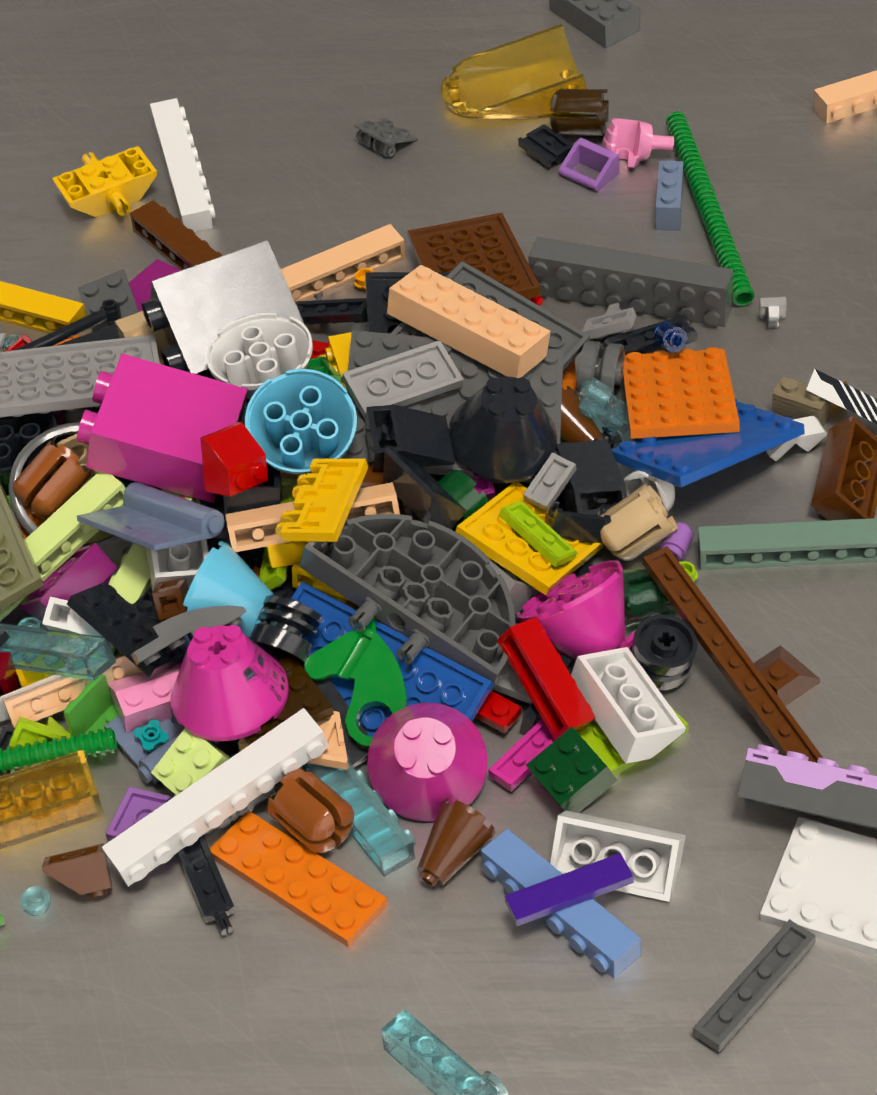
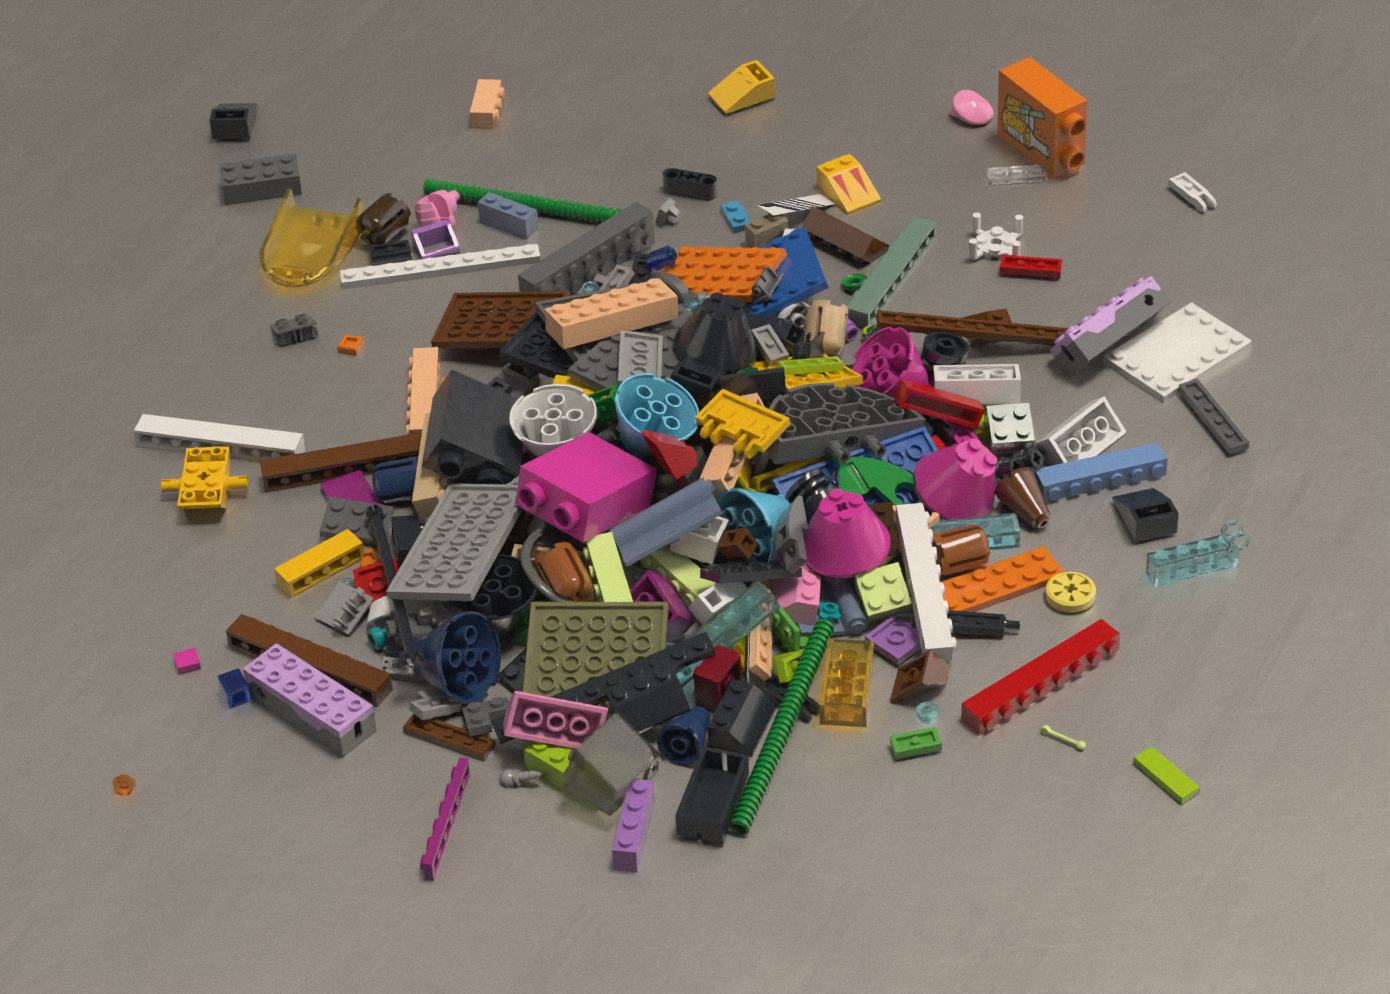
camera: 65 degrees left, 5 degrees down
(44, 1079) = (1047, 730): none -> yellowish green hinge
(143, 989) = (1040, 676): none -> red brick
(320, 977) = (1082, 591): none -> light yellow wheel
(387, 185) = (350, 345): none -> orange tile
(505, 980) = (1147, 513): none -> black slope
(525, 813) = (1030, 458): none -> black axle
(559, 190) = (440, 266): none -> white plate
(569, 889) = (1104, 456): dark purple tile -> none
(593, 309) = (589, 287): none -> clear light blue plate
(665, 432) = (766, 284): none -> dark grey hinge
(772, 513) = (853, 278): none -> green piece
(825, 361) = (735, 216): none -> dark azure plate
(840, 306) = (690, 184): none -> black beam

